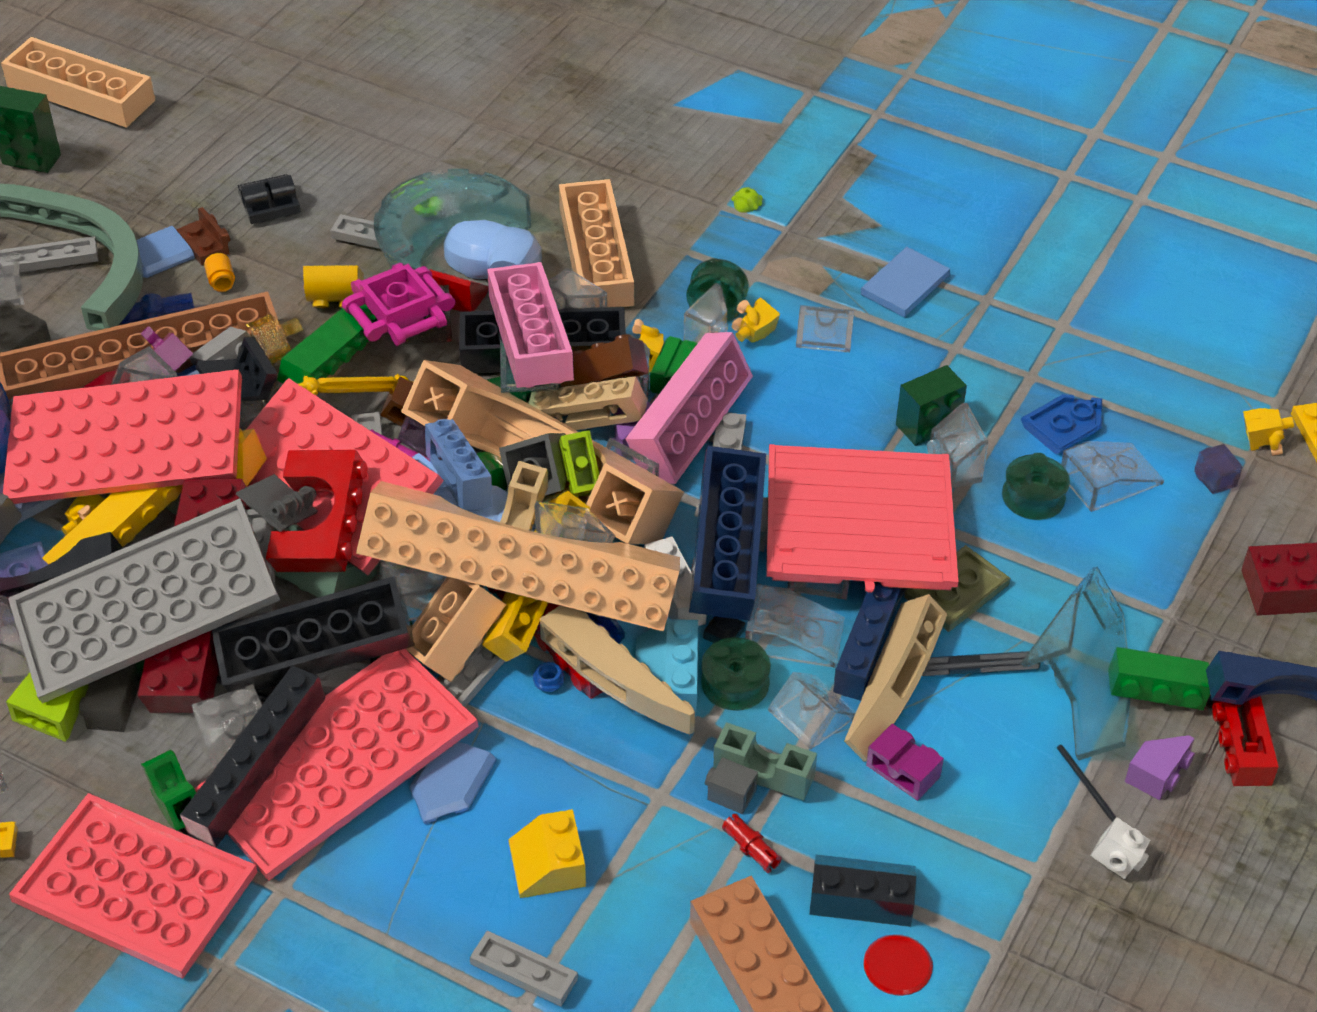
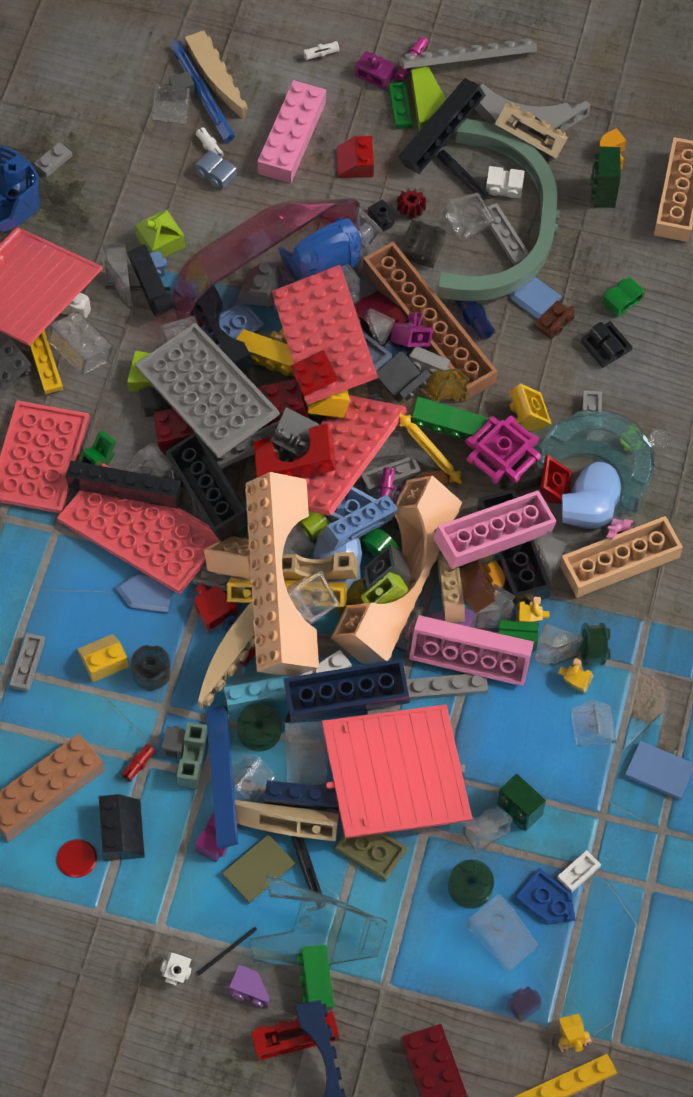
camera: 75 degrees right, 15 degrees up
(194, 447) = (314, 372): none -> red plate
(205, 168) = (623, 296): none -> green brick
(219, 272) = (522, 339): light orange brick -> none
(510, 693) = (213, 606): none -> red torso
(550, 235) = (619, 525): none -> bright pink brick
(595, 788) = (150, 667): none -> clear smoke brick
(823, 725) = (222, 777): none -> blue tile
(965, 723) = (250, 871): none -> olive tile
(1034, 380) = (579, 871): none -> white plate

